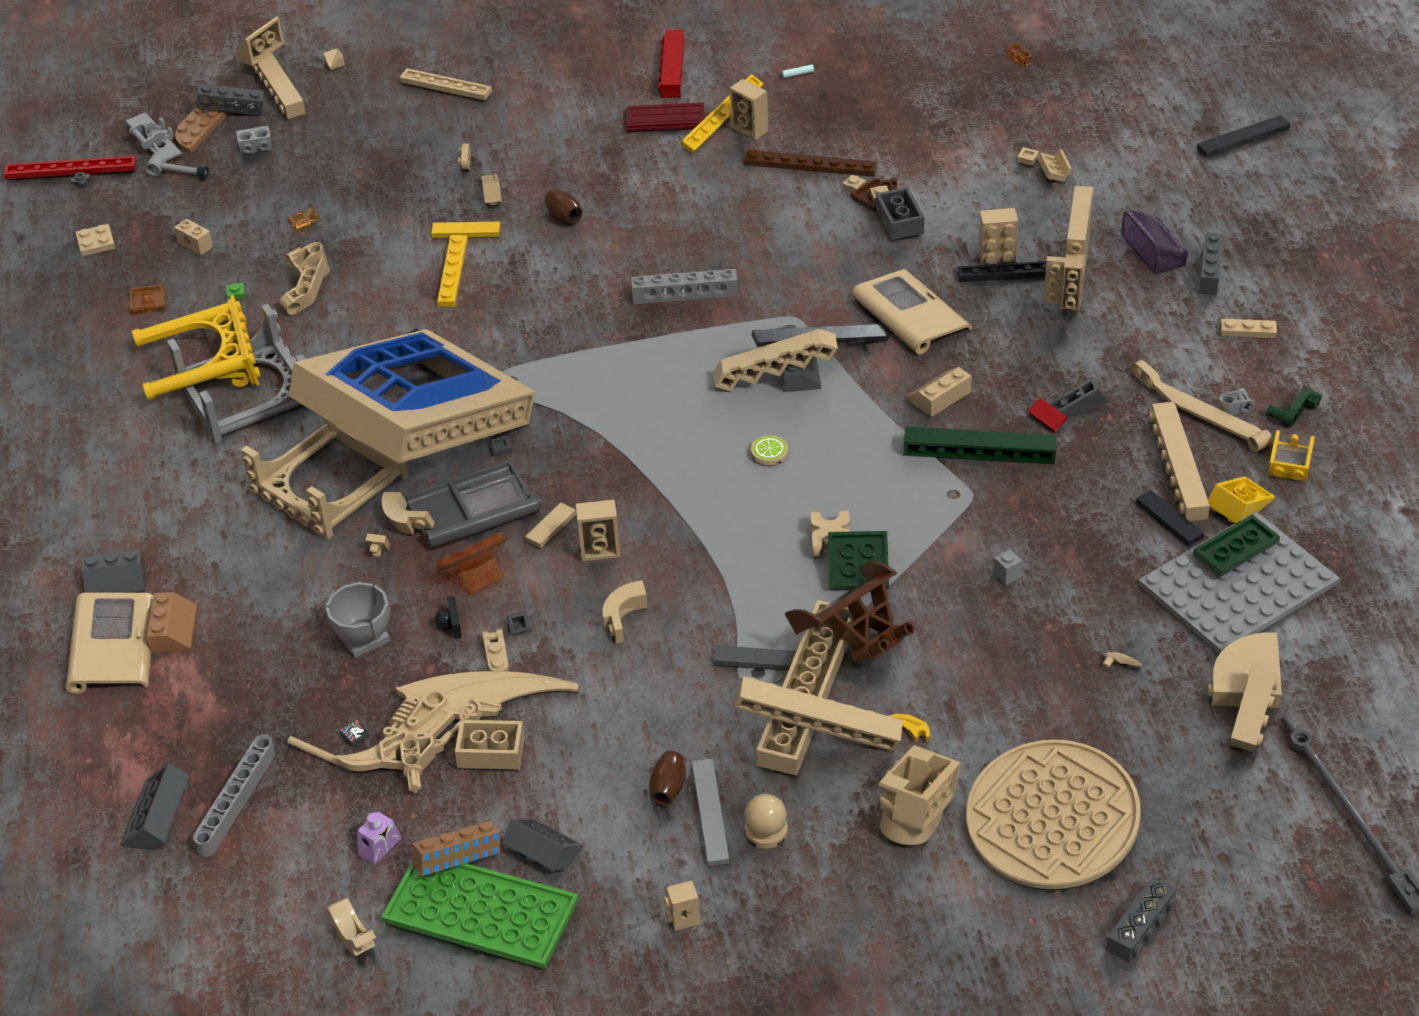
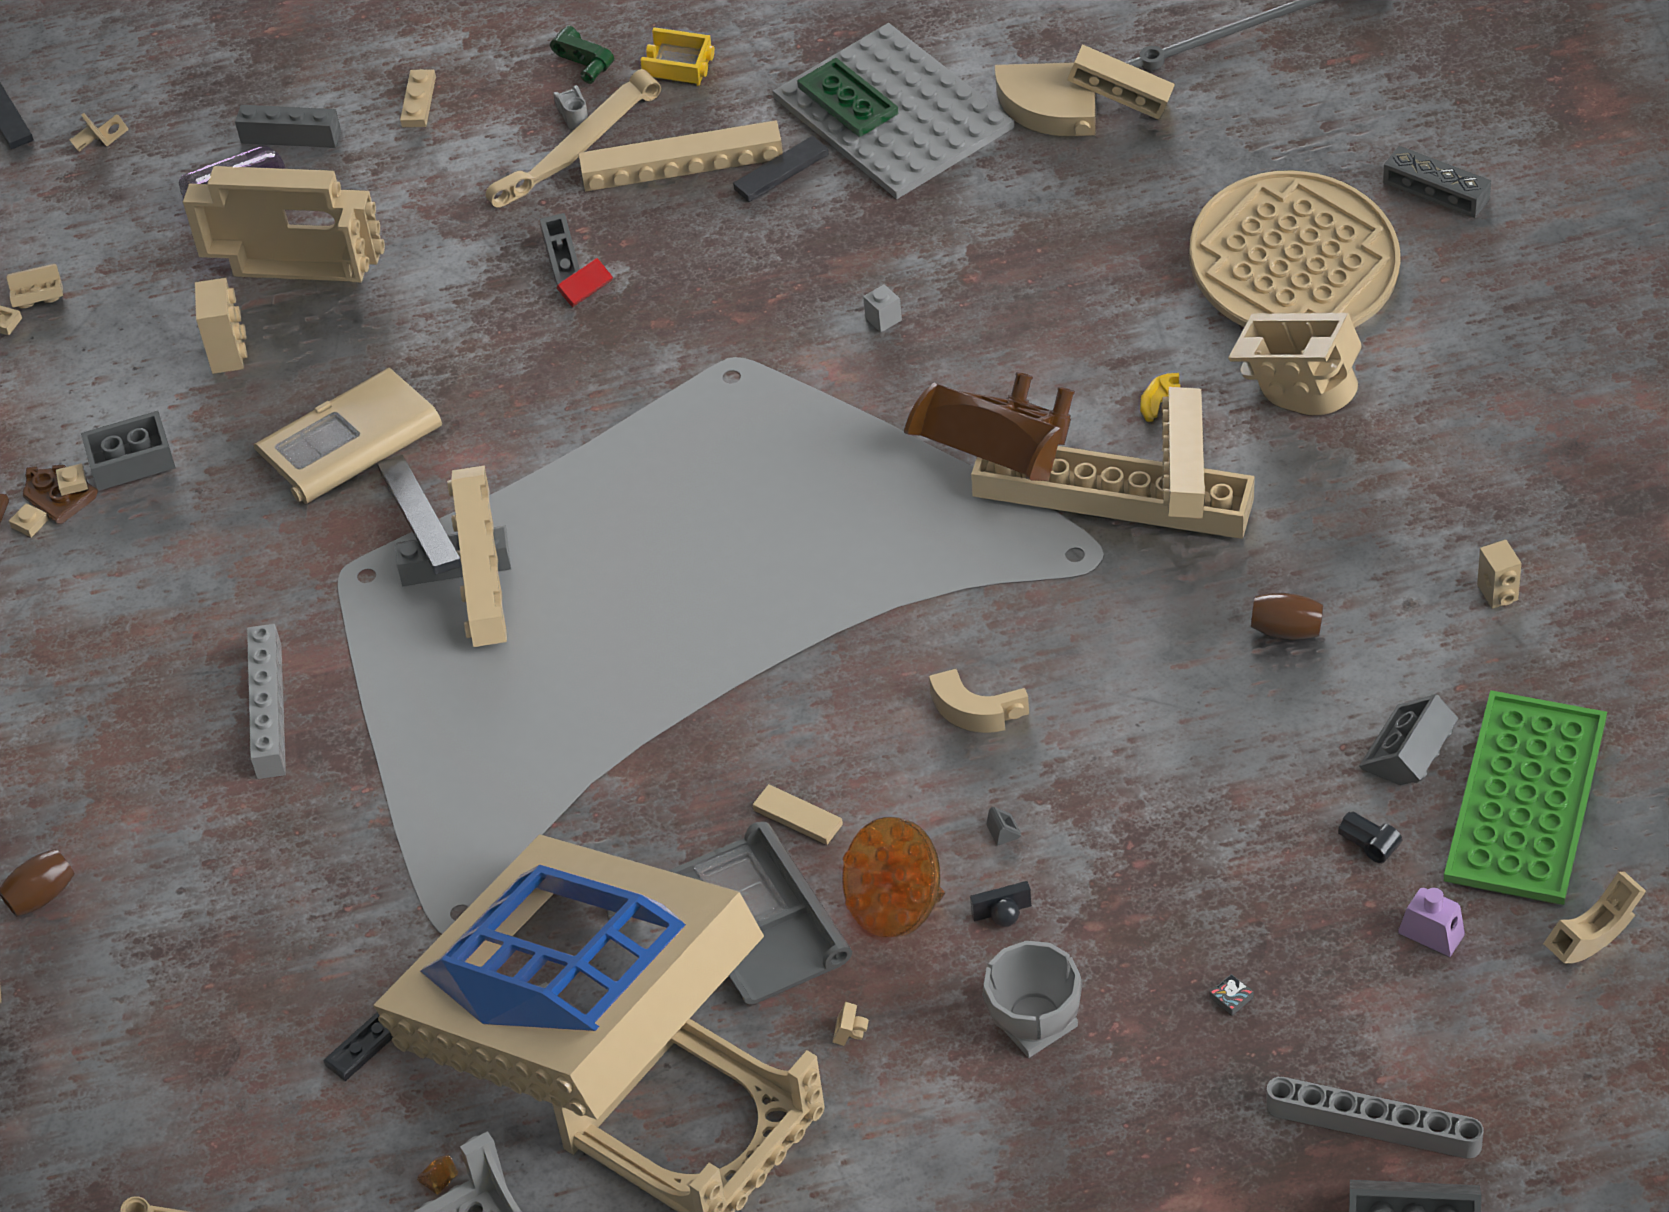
camera: 90 degrees left, 5 degrees up
(313, 750) = (1270, 1039): tan bar -> none
(404, 521) = (784, 1008): tan arch -> none
(432, 706) = (1167, 898): tan piece -> none
(452, 271) = (171, 1032): yellow plate -> none
(455, 848) = (1448, 818): medium nougat brick -> none
(460, 816) = (1376, 840): none -> black piece
(471, 229) = (61, 1029): yellow tile -> none
(490, 744) = (1251, 815): tan brick -> none
(496, 651) = (1061, 846): tan plate -> none
(598, 530) = (839, 726): tan brick -> none
(710, 812) = (1329, 576): light grey tile -> none
(753, 657) = (1053, 555): dark grey tile -> none
(765, 821) = (1346, 510): tan tile -> none
(769, 450) = (643, 572): tile -> none
(821, 527) = (820, 488): tan piece -> none
(850, 551) = (879, 450): dark green plate -> none
(941, 391) = (527, 392): tan slope -> none
(980, 445) = (645, 347): dark green brick -> none
(1001, 271) = (266, 335): black tile -> none
(1120, 658) = (1029, 212): tan bar -> none
(1207, 179) = (91, 132): none -> tan bracket
(1238, 498) = (755, 101): yellow slope -> none

